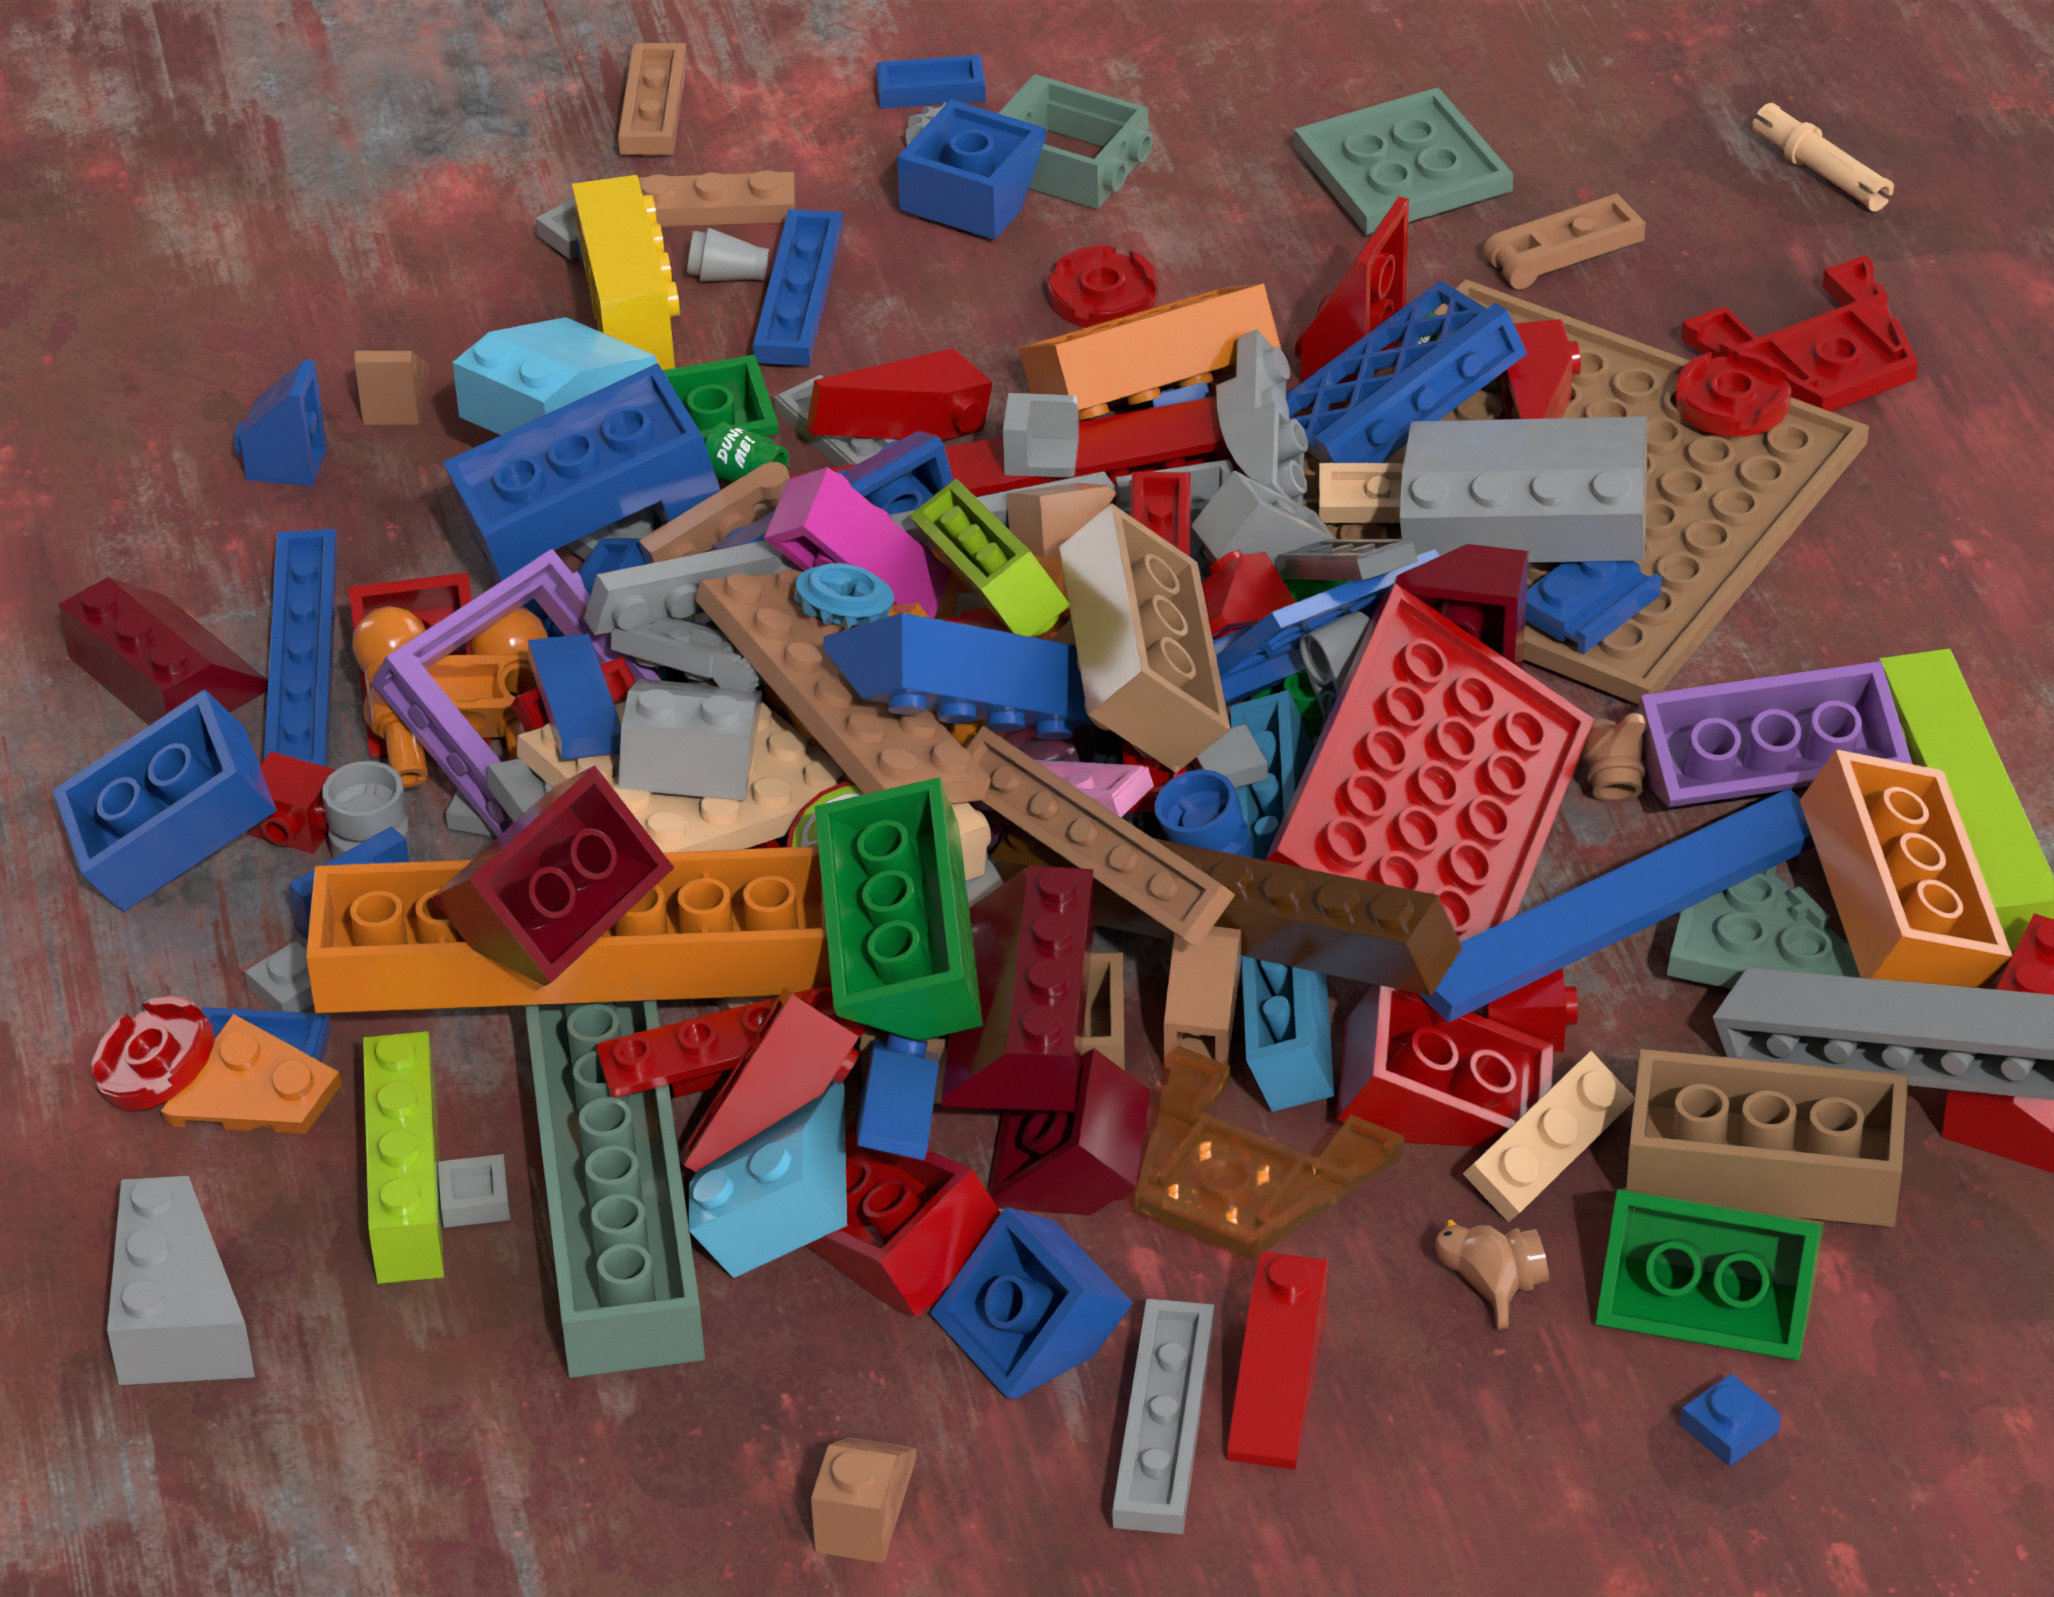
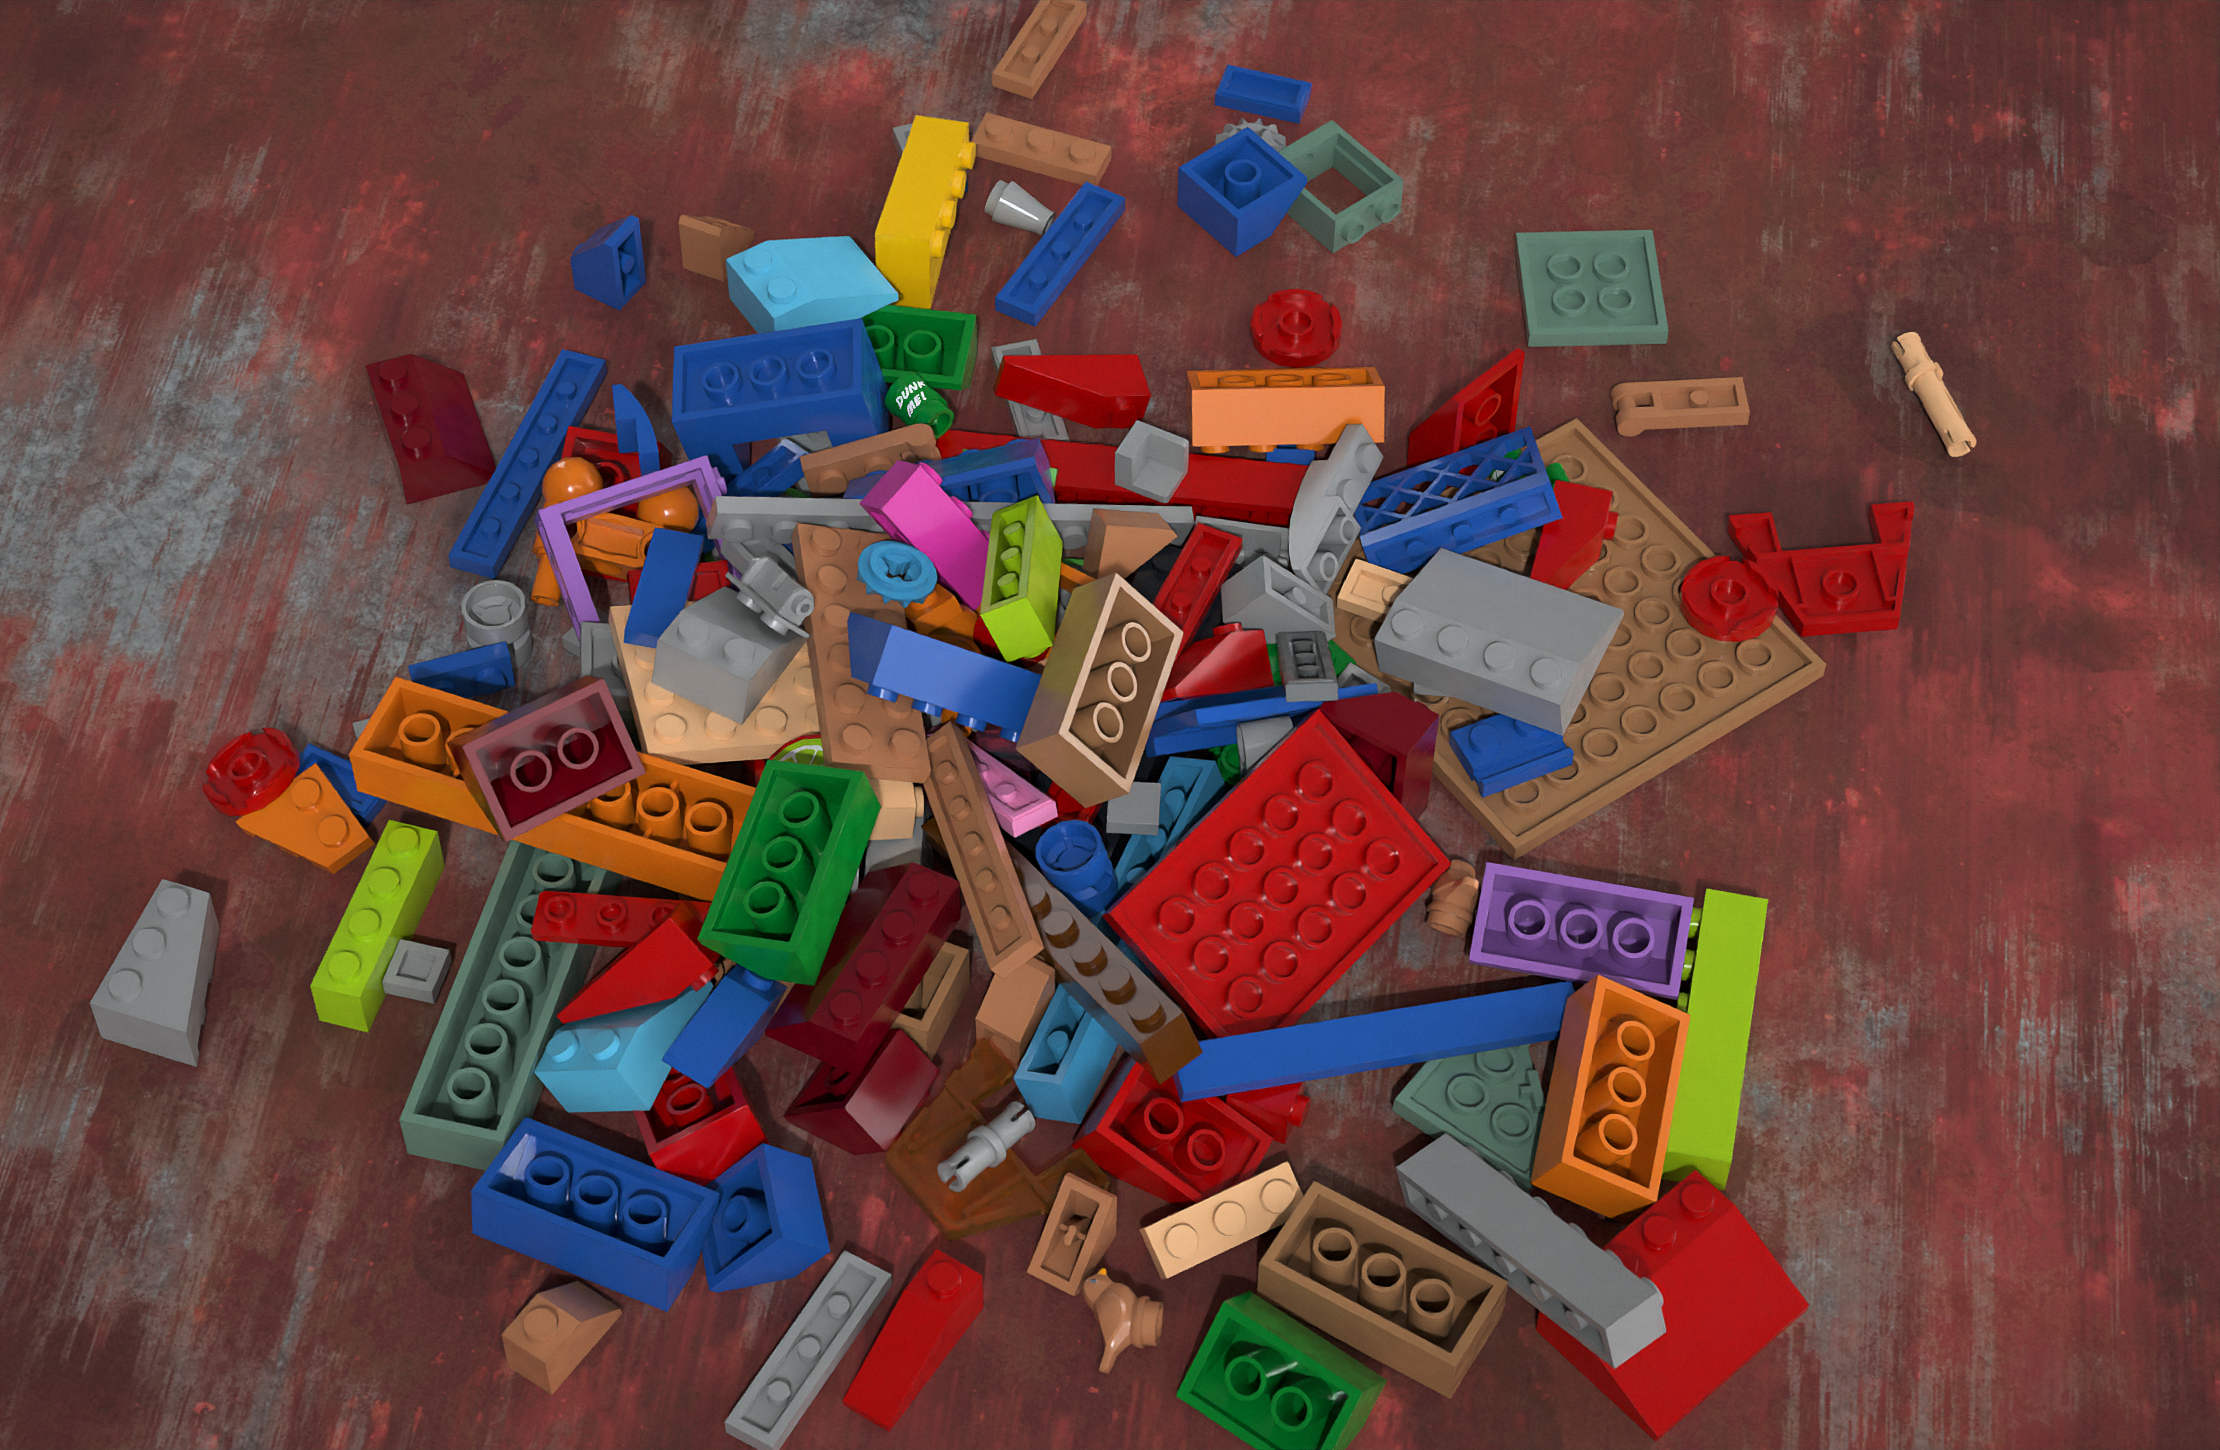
camera: 20 degrees right, 10 degrees up
(164, 800) = (352, 564): blue brick -> none
(298, 797) = (444, 585): red brick -> none
(440, 560) = (635, 430): none -> blue slope
(699, 654) = (771, 589): none -> light grey hinge
(838, 1354) = (593, 1213): none -> blue slope
(1251, 1140) = (986, 1146): none -> light grey pin
(1396, 1197) = (1075, 1235): none -> nougat slope

